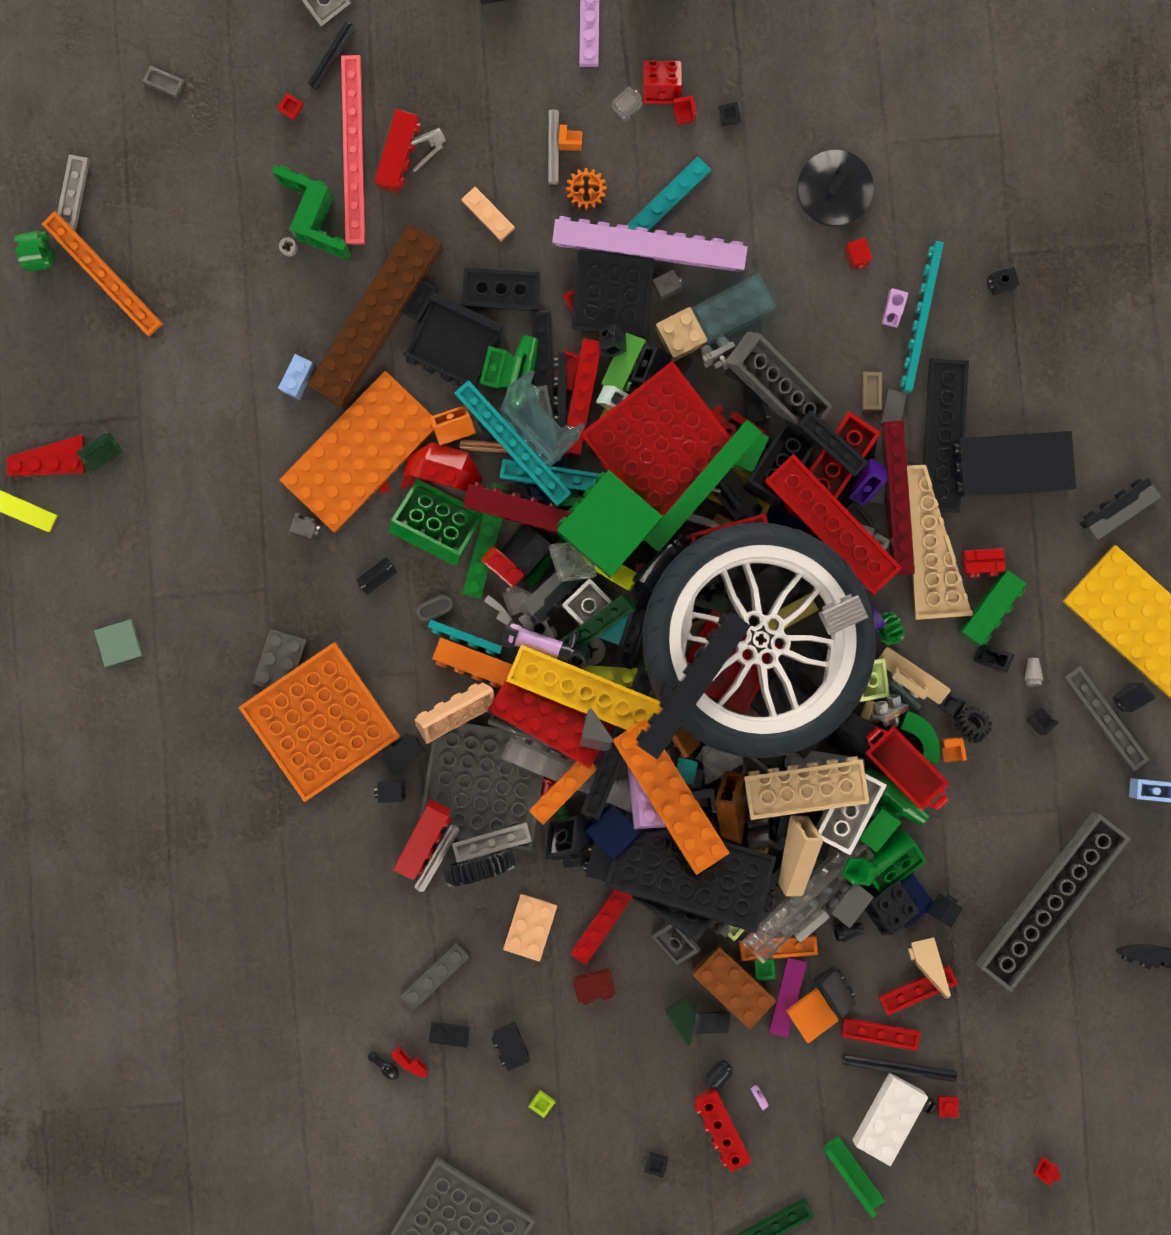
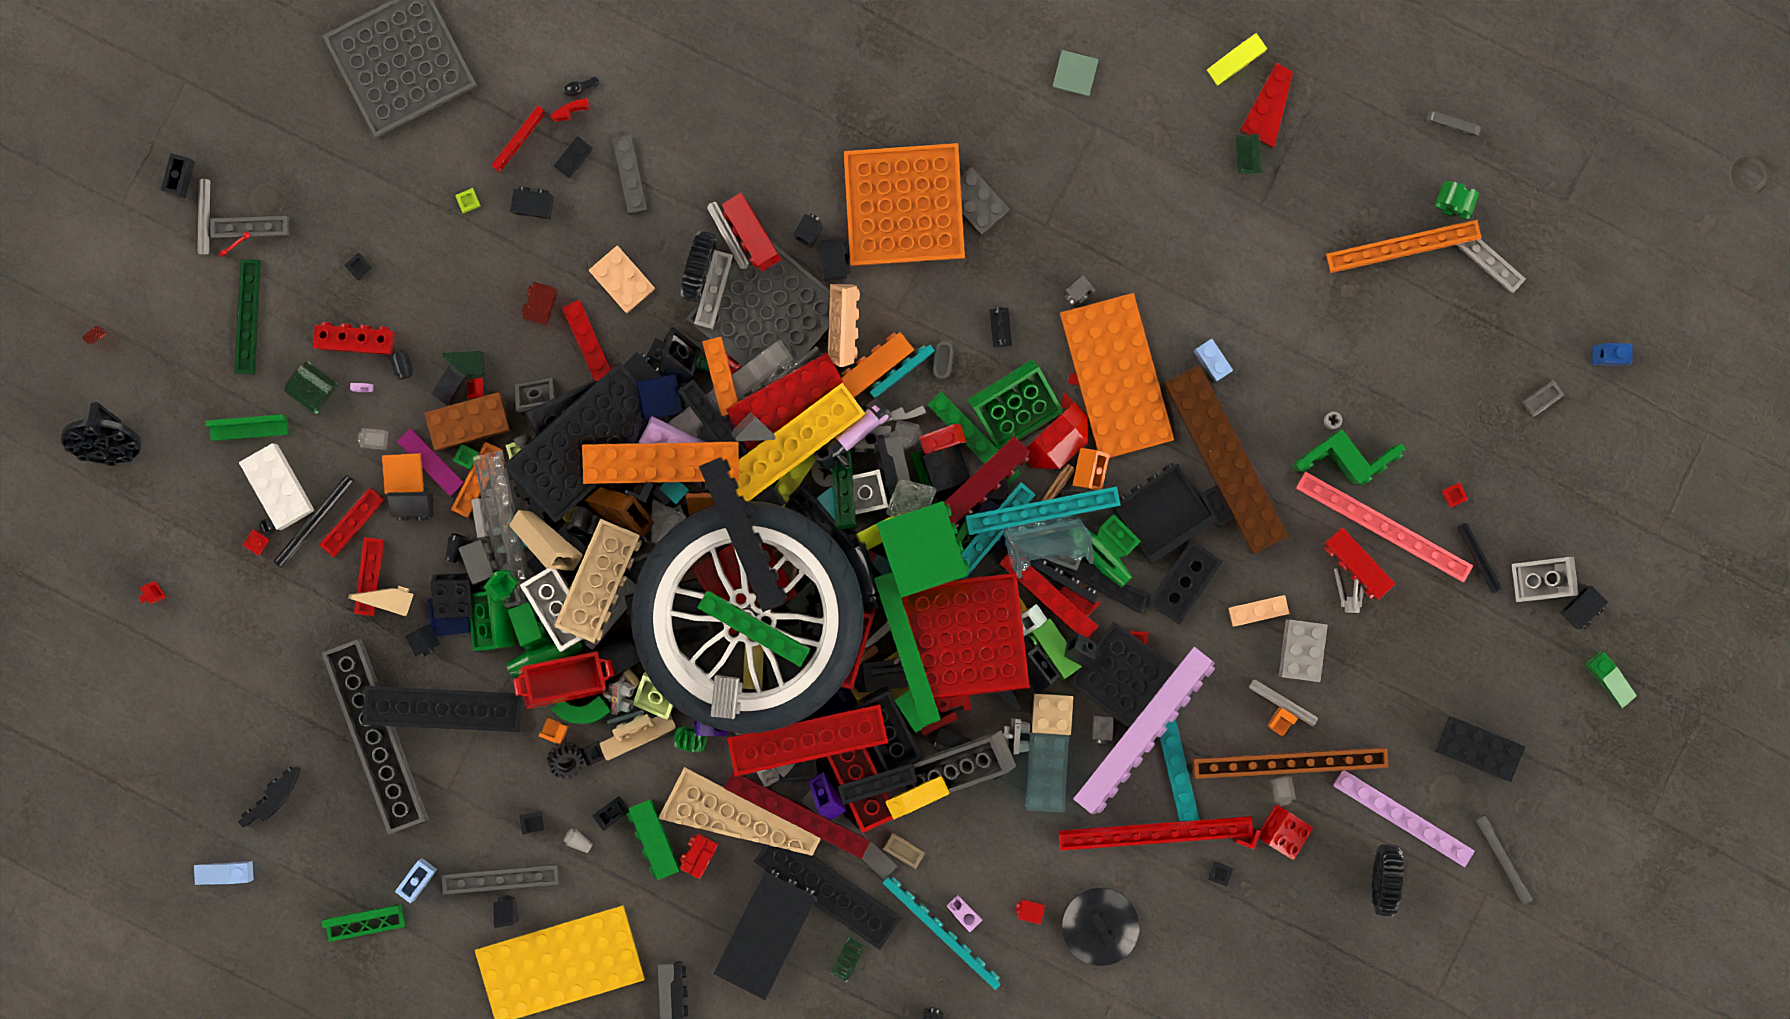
camera: 110 degrees right, 0 degrees up
(88, 40) = (1614, 354): none -> blue torso
(461, 1092) = (518, 139): none -> red tile
(499, 155) = (1303, 650): none -> light grey brick
(594, 181) = (1218, 711): orange gear -> none
(601, 109) = (1290, 762): none -> dark orange brick
(641, 553) = (882, 565): none -> teal plate
(701, 997) = (475, 388): none -> red tile
(729, 187) = (1155, 833): none -> red plate
(768, 626) = (753, 628): none -> green plate
(786, 1142) = (310, 387): none -> clear green brick
(798, 1059) = (373, 439): none -> clear brick
(823, 403) = (917, 797): none -> yellow slope
(993, 390) = (838, 973): none -> clear green slope
(996, 859) = (441, 709): none -> black plate

